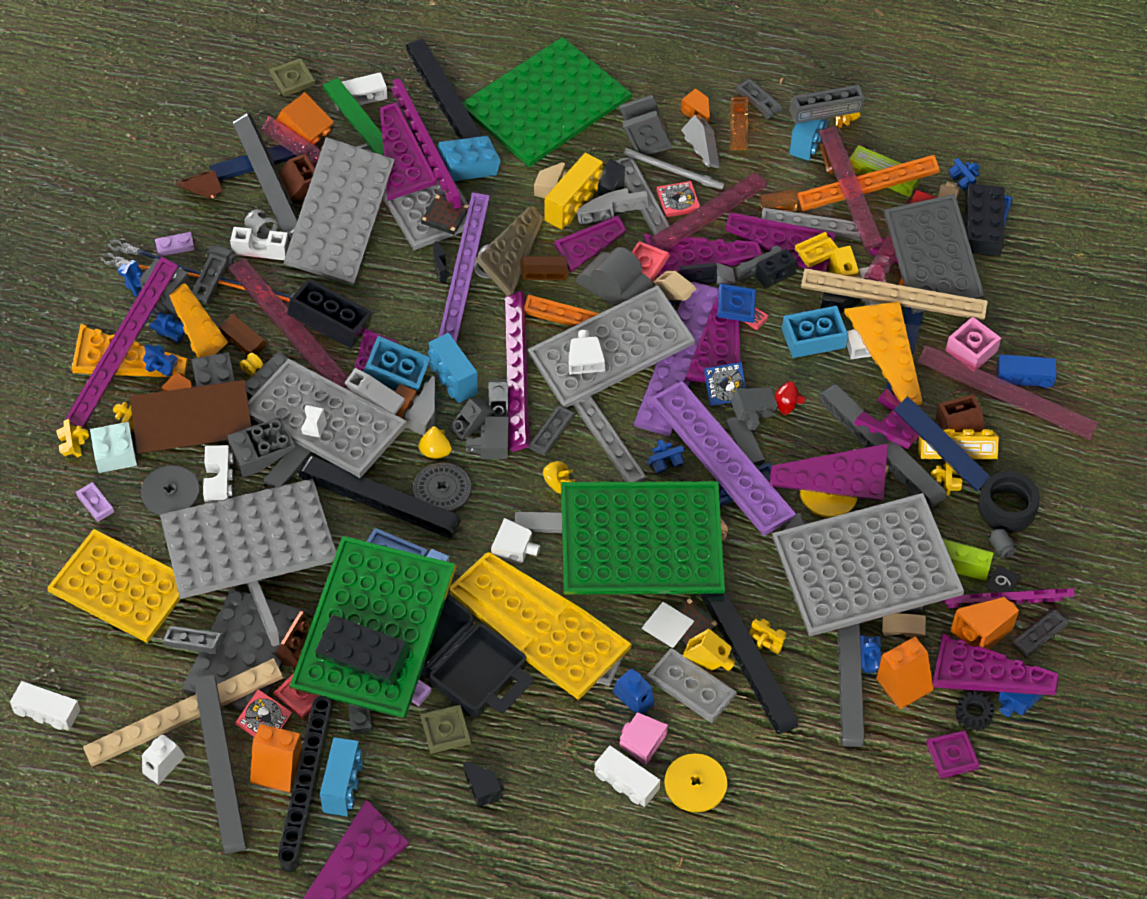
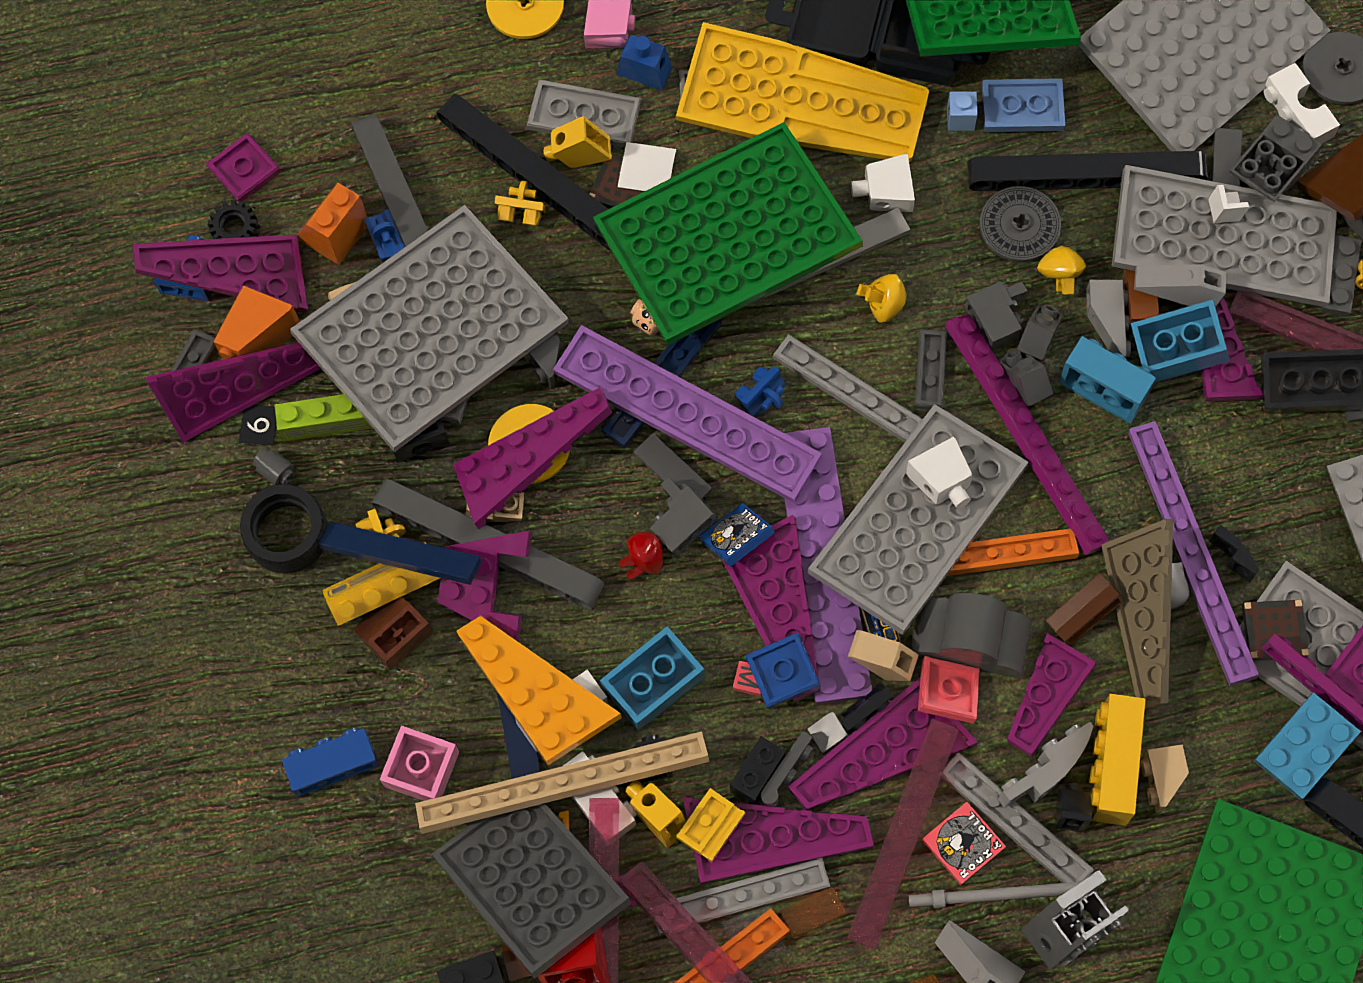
camera: 160 degrees right, 15 degrees up
(1008, 392) = (345, 712): clear pink plate -> none

